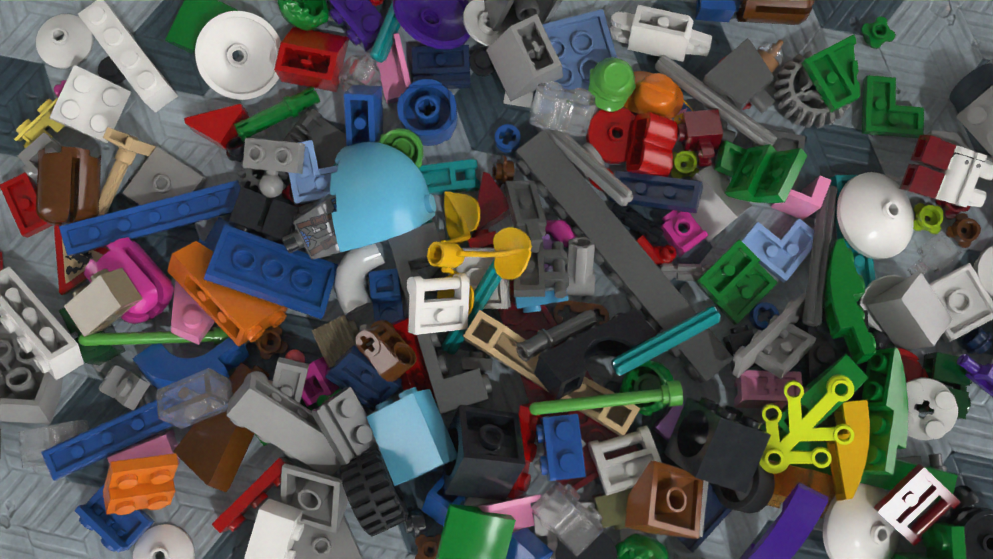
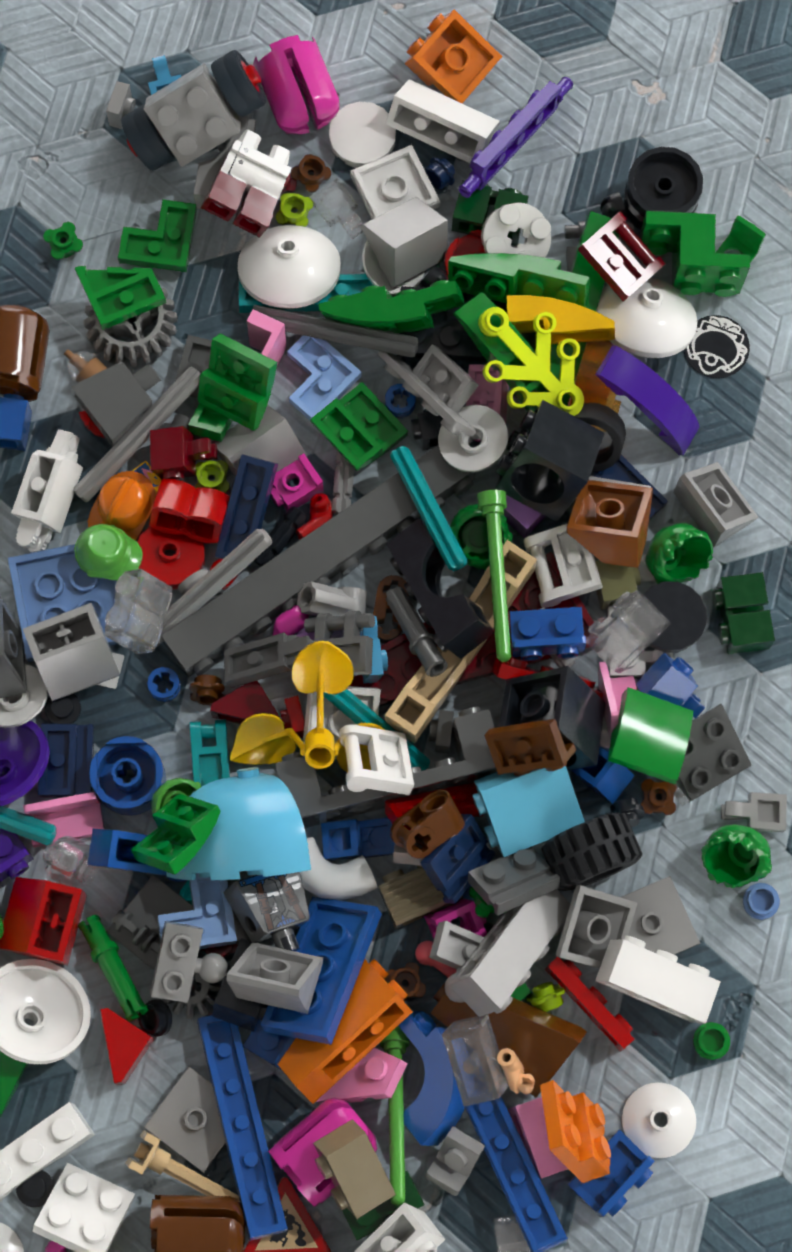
camera: 90 degrees left, 5 degrees down
(189, 431) = (514, 1072): none -> light nougat arm
(258, 458) = (546, 996): none -> lime plate
(259, 232) = (275, 977): none -> light grey slope
(368, 146) = (180, 834): none -> green slope
(449, 432) = (528, 747): none -> reddish brown bracket
(744, 389) = (489, 429): none -> white dish

